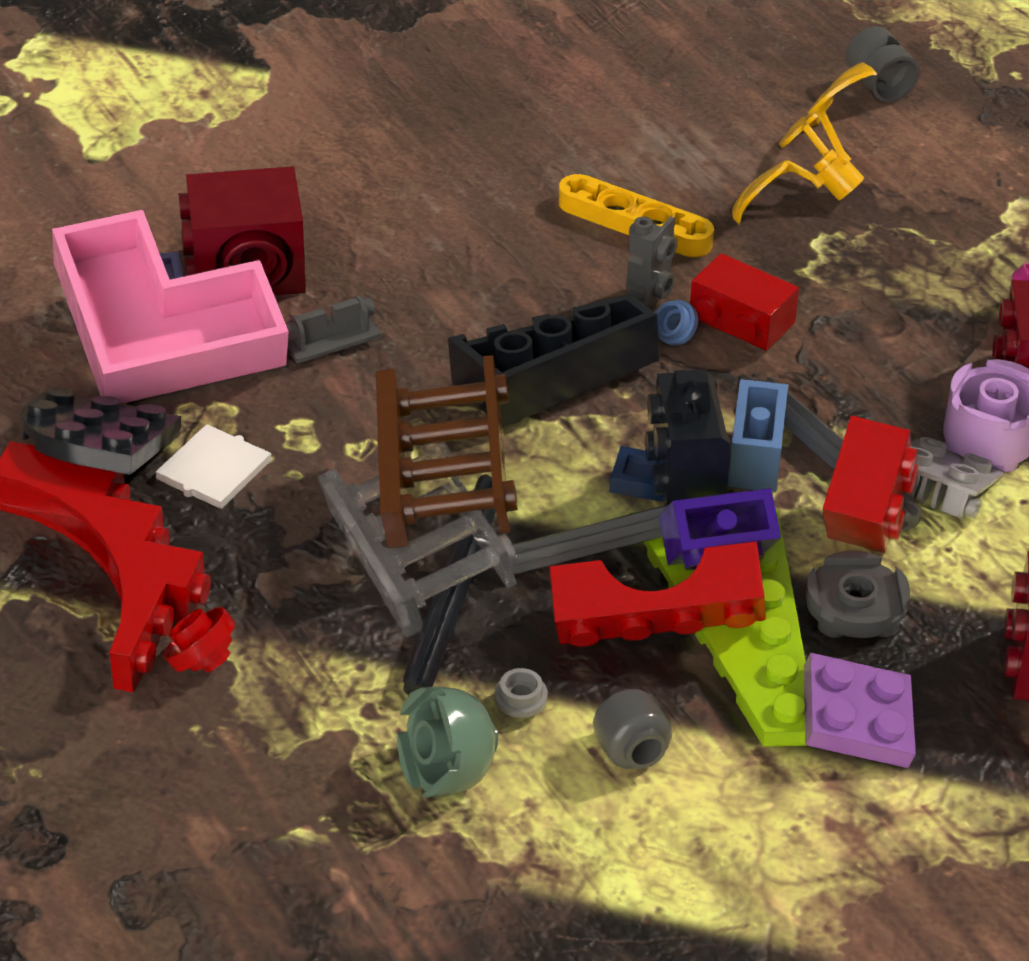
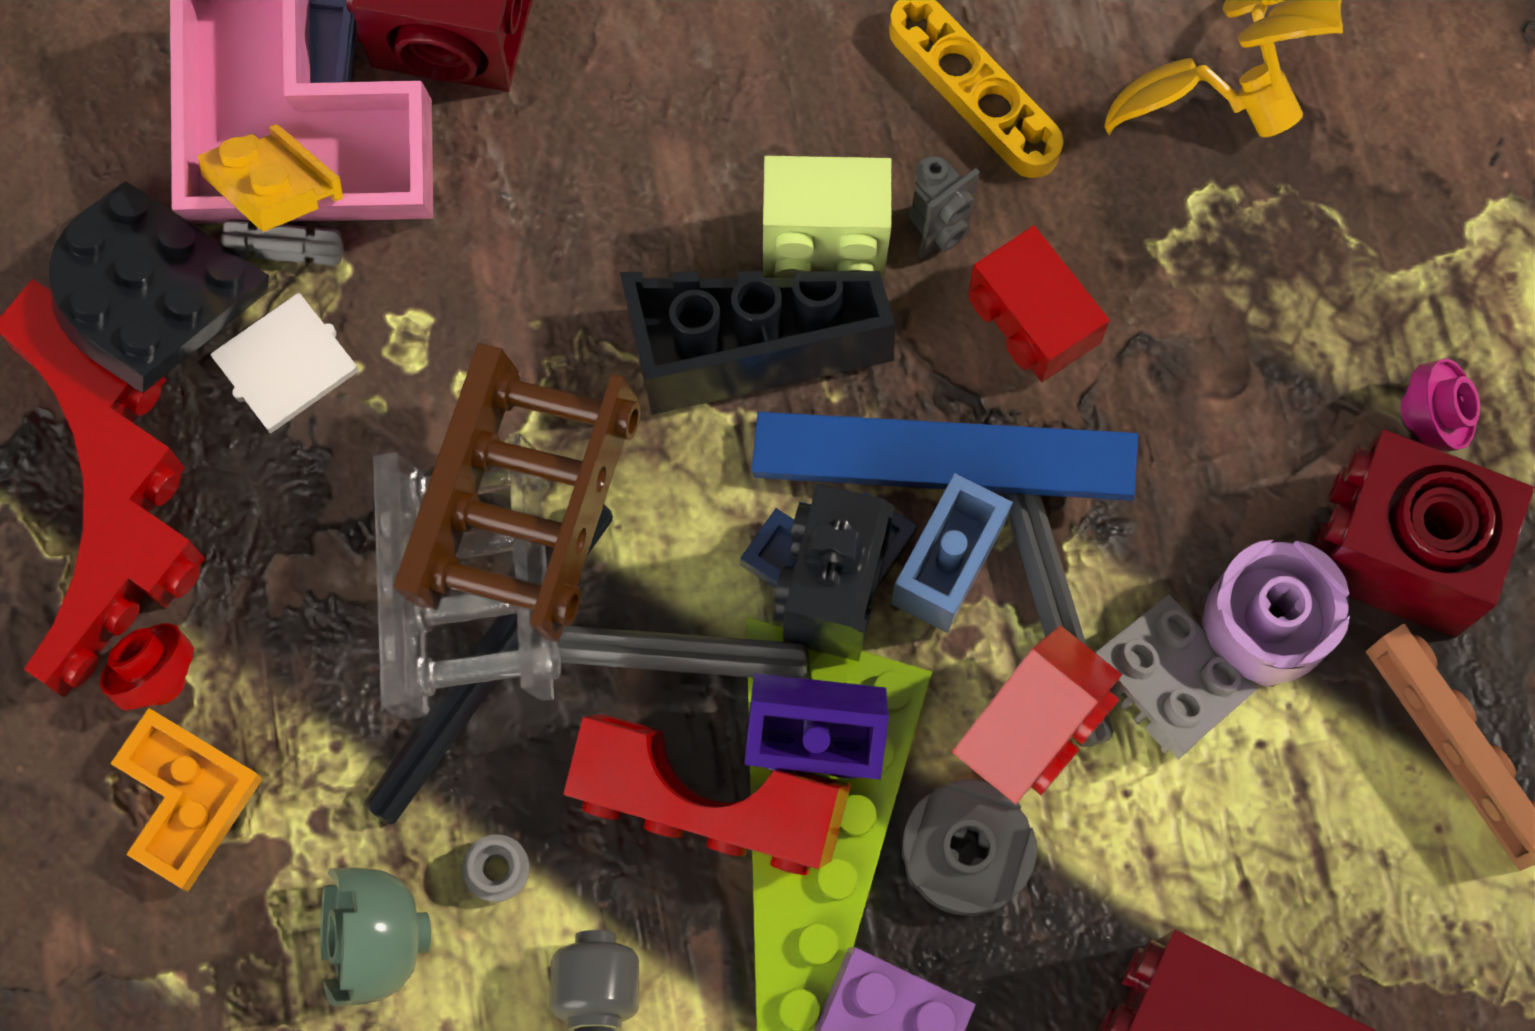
camera: 20 degrees right, 30 degrees up
(168, 338) = (269, 177): none -> yellow plate
(186, 397) = (284, 242): none -> dark grey axle
(270, 706) = (201, 795): none -> light orange plate
(316, 335) = (501, 185): dark grey hinge -> none
(573, 271) = (825, 214): none -> yellowish green brick
(669, 314) = (930, 298): medium blue plate -> none
(804, 371) = (931, 452): none -> blue tile

